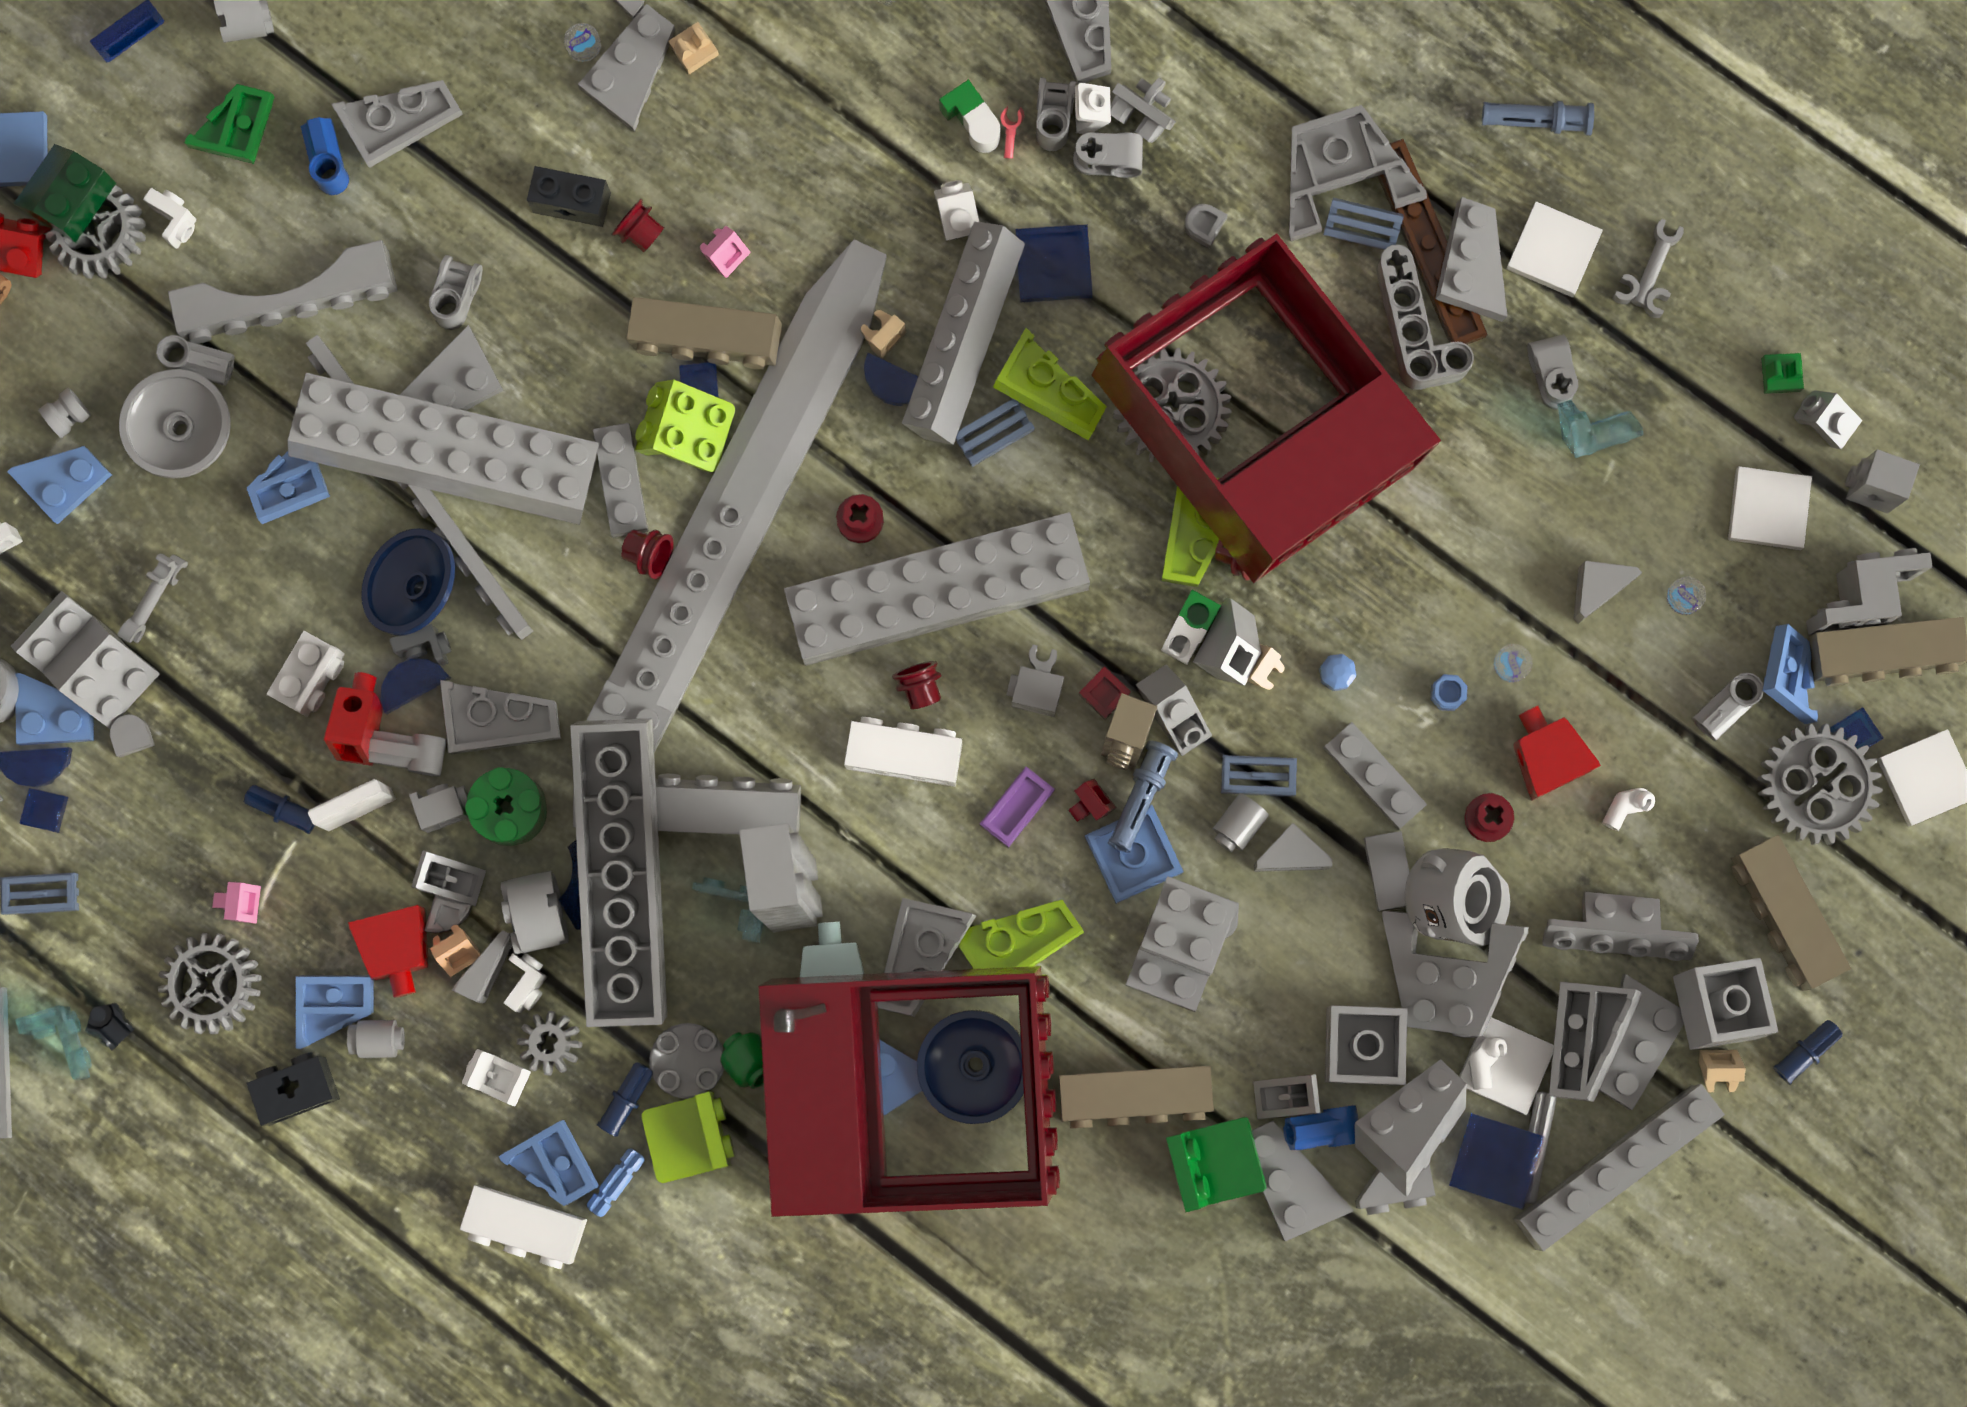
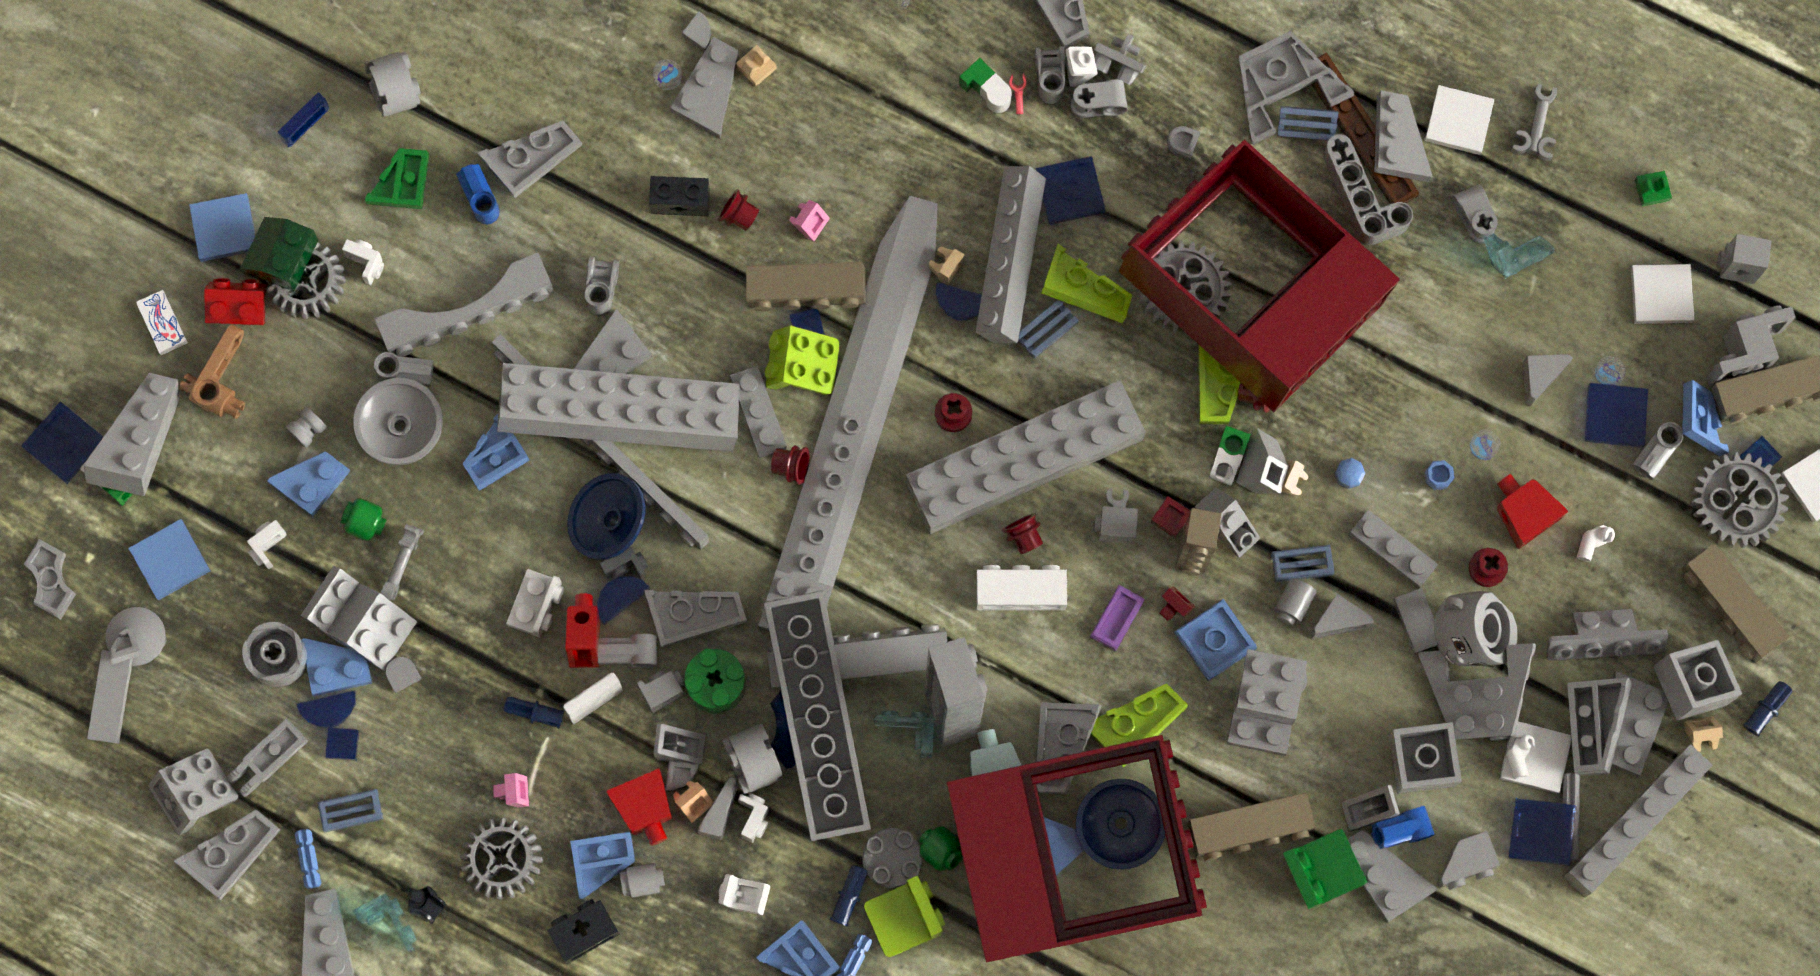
camera: 15 degrees left, 5 degrees down
(113, 537) = (363, 519): none -> green head
(537, 1038) = (770, 861): light grey gear -> none
(785, 1018) = (972, 803): clear smoke hand -> none
(956, 209) = (987, 159): white bracket -> none
(1147, 780) = (1217, 580): sand blue pin -> none
(1411, 1124) = (1471, 811): light grey wedge -> none
(1556, 117) = (1442, 18): sand blue pin -> none
(1684, 652) = (1616, 415): none -> clear blue tile
(1829, 417) = (1695, 216): light grey bracket -> none

